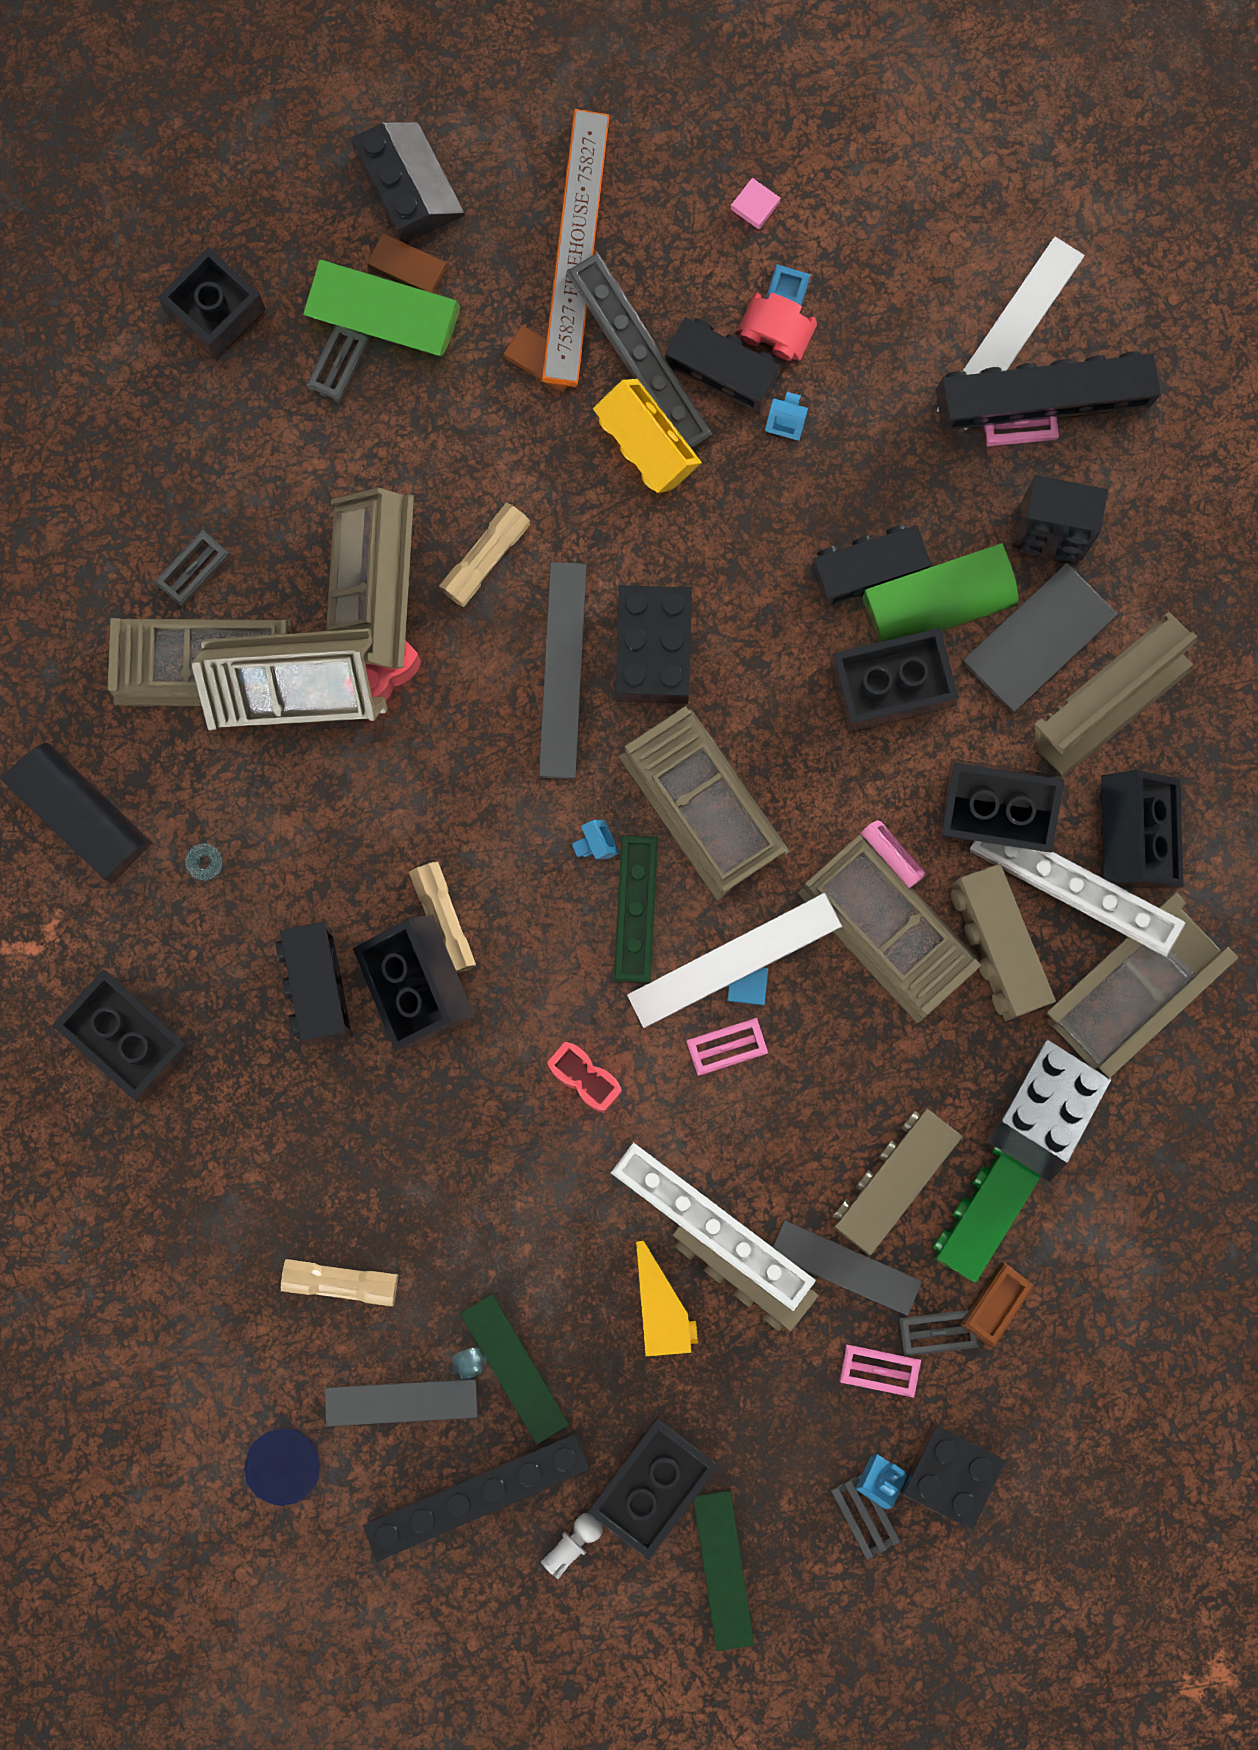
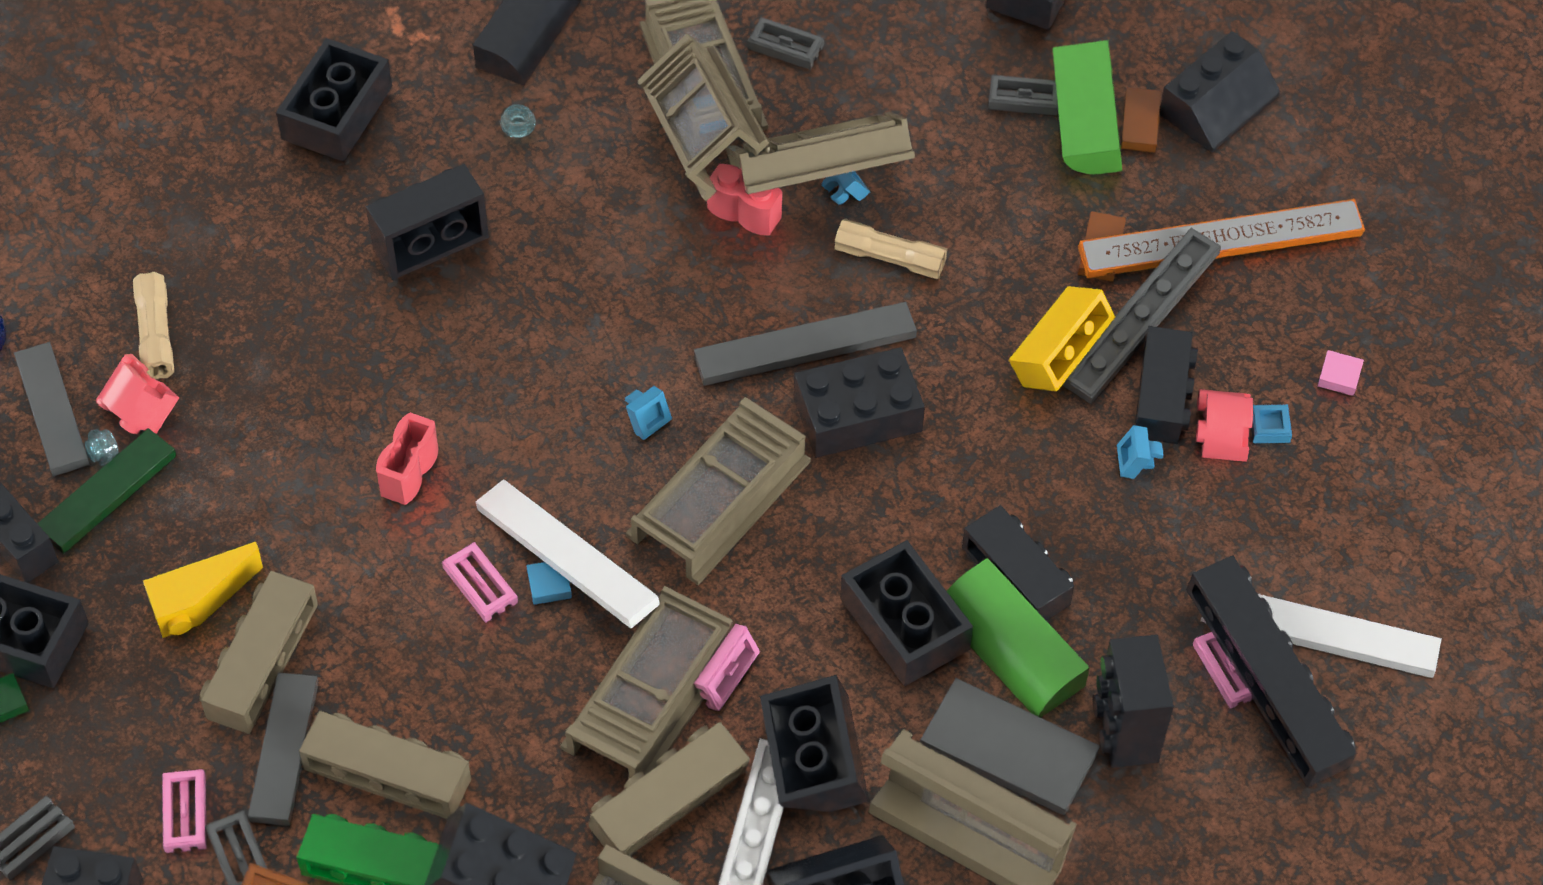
camera: 70 degrees right, 25 degrees down
(413, 982) = (454, 293): black brick -> none
(423, 1320) = (136, 397): none -> coral cylinder
(434, 896) = (505, 324): tan axle -> none
(635, 909) = (593, 467): dark green tile -> none
(713, 1226) = (287, 601): white tile -> none
(881, 1481) = (65, 832): dark azure tile -> none

